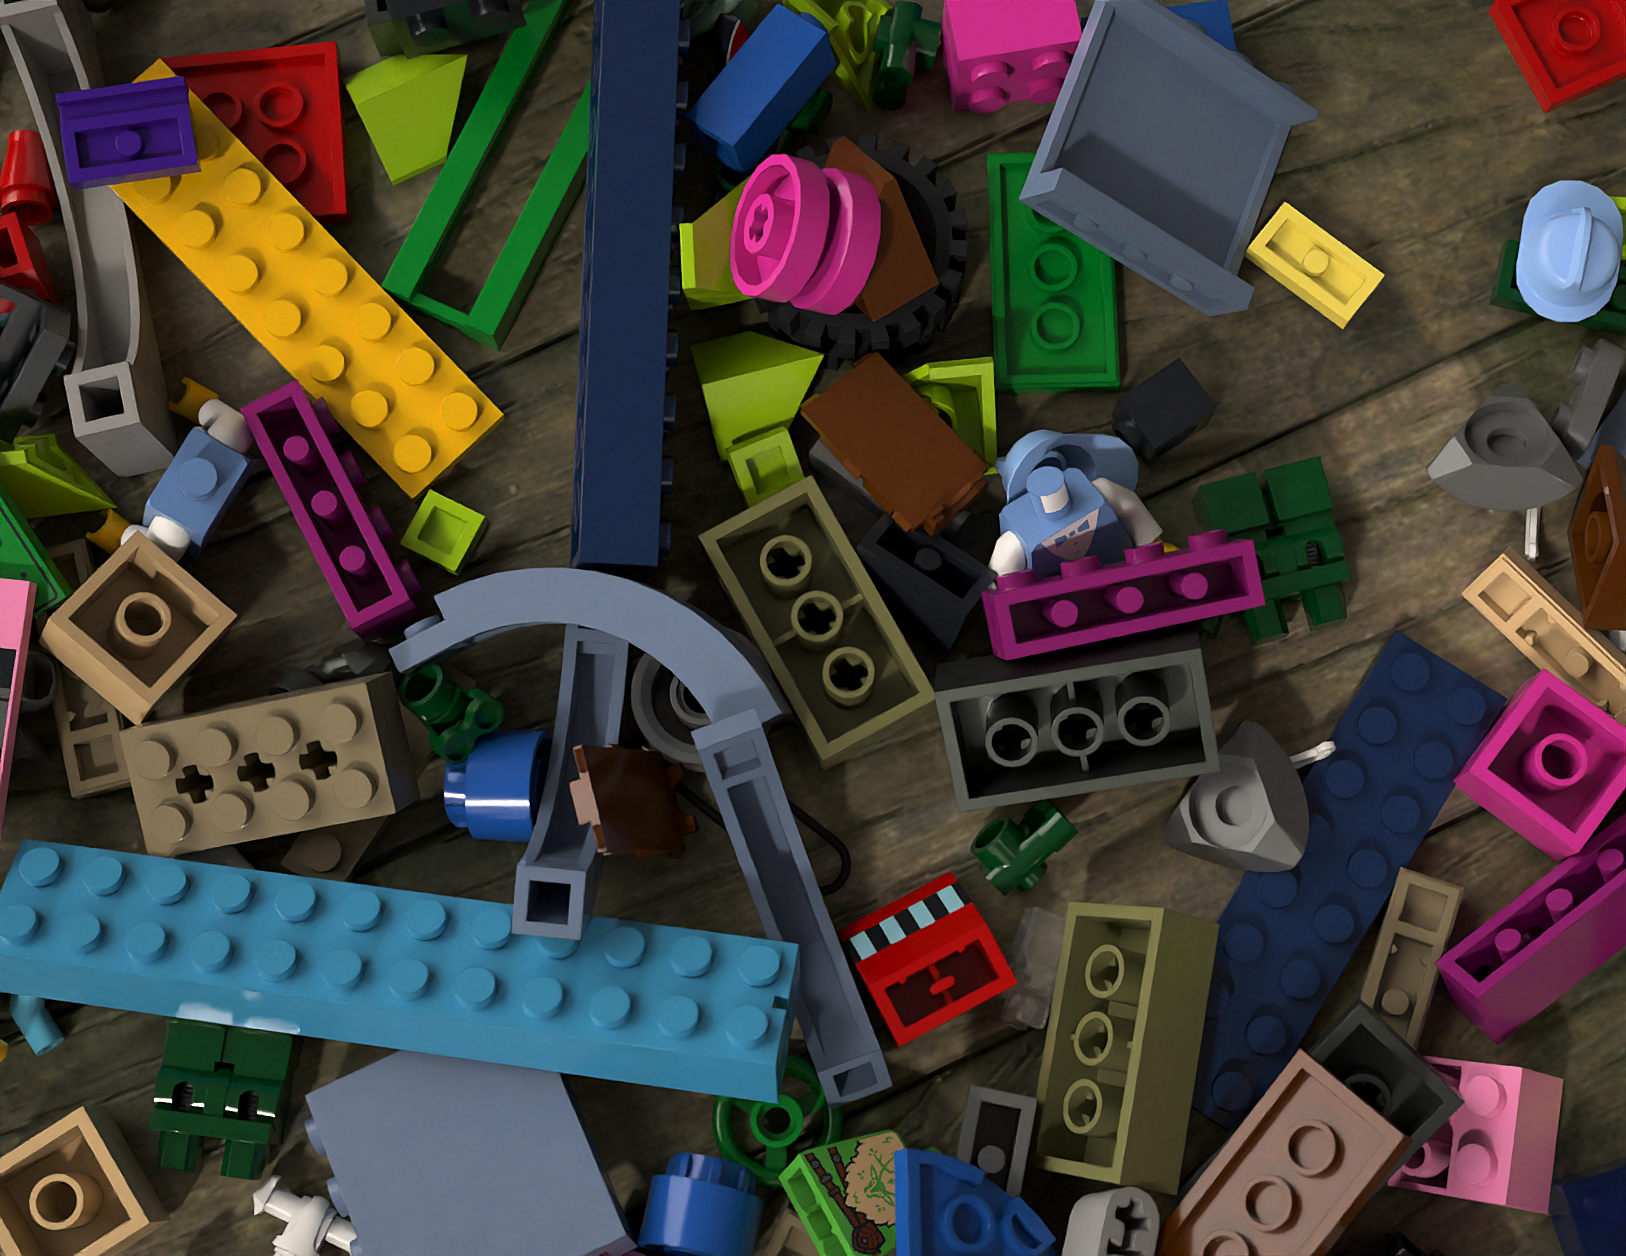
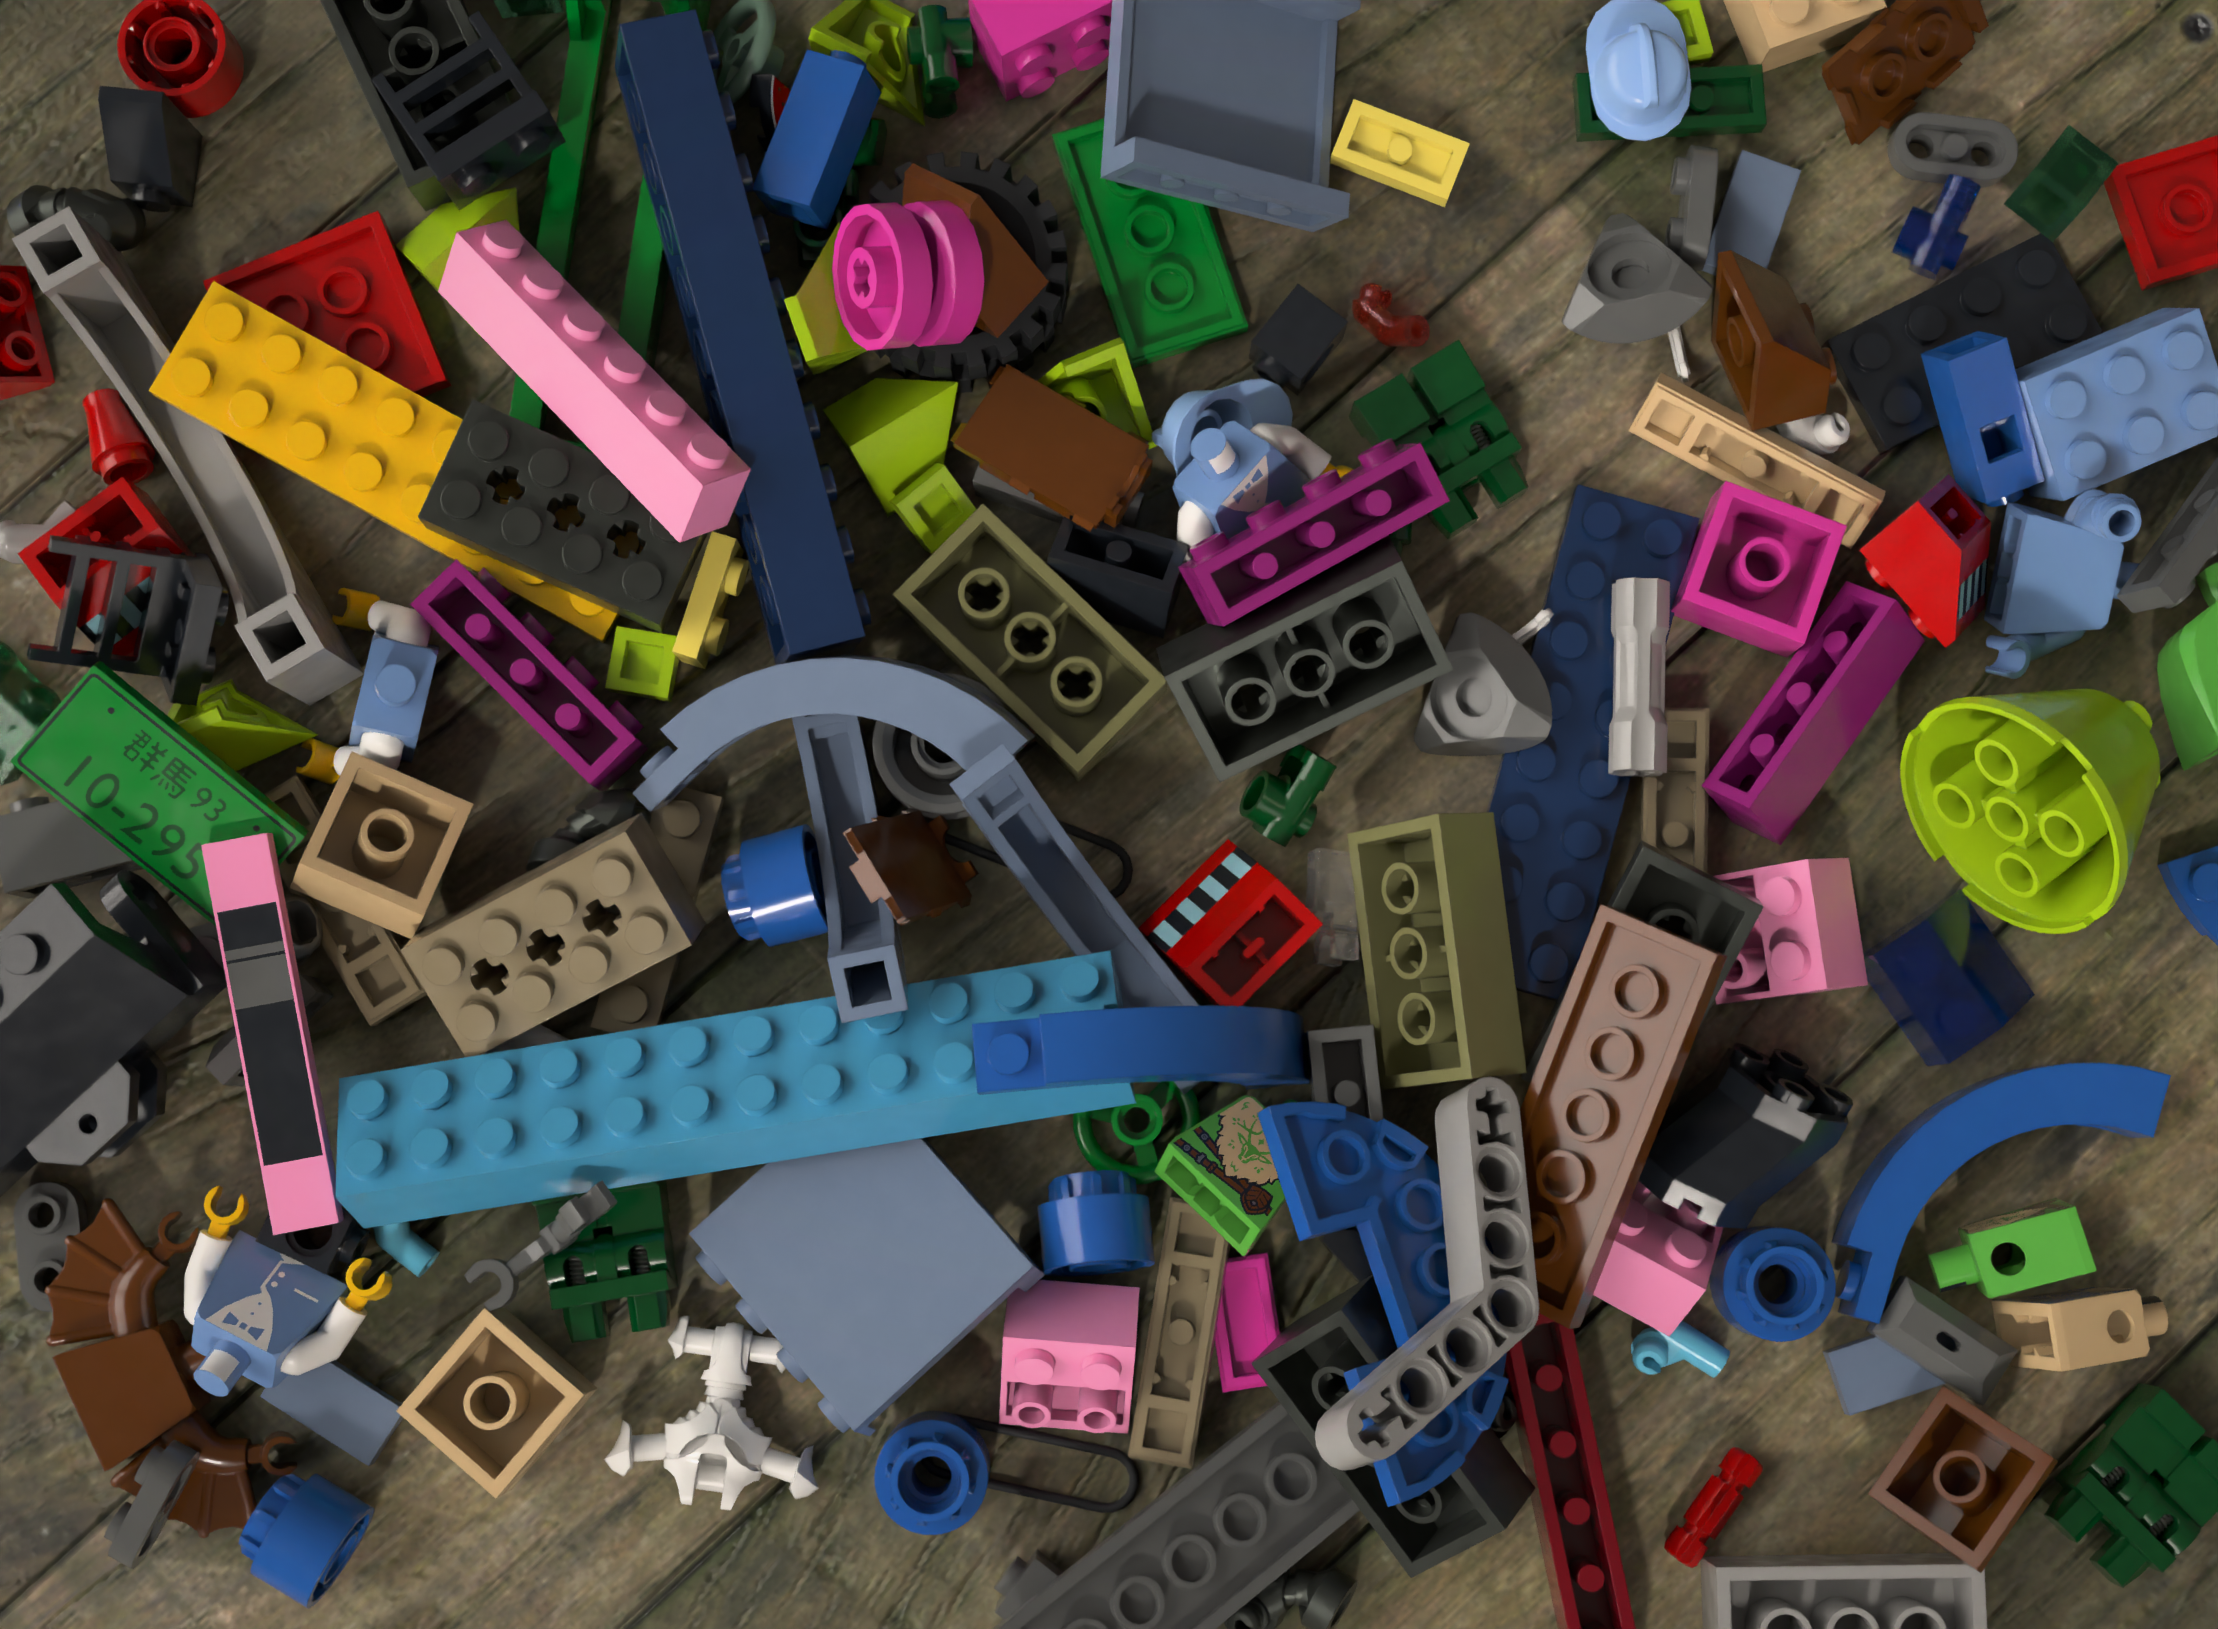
camera: 20 degrees left, 5 degrees up
(128, 133) = (211, 366): dark purple plate -> none
(174, 1058) = (554, 1238): none -> dark grey piece
(413, 329) = (527, 534): none -> pearl dark grey brick
(449, 711) = (709, 833): dark green plate -> none
(479, 251) = (593, 380): none -> bright pink brick
(540, 472) = (719, 576): none -> light yellow plate
(801, 1049) = (1142, 1045): none -> blue arch
(1255, 428) = (1389, 329): none -> clear red arm
(1390, 879) = (1639, 631): none -> light grey axle

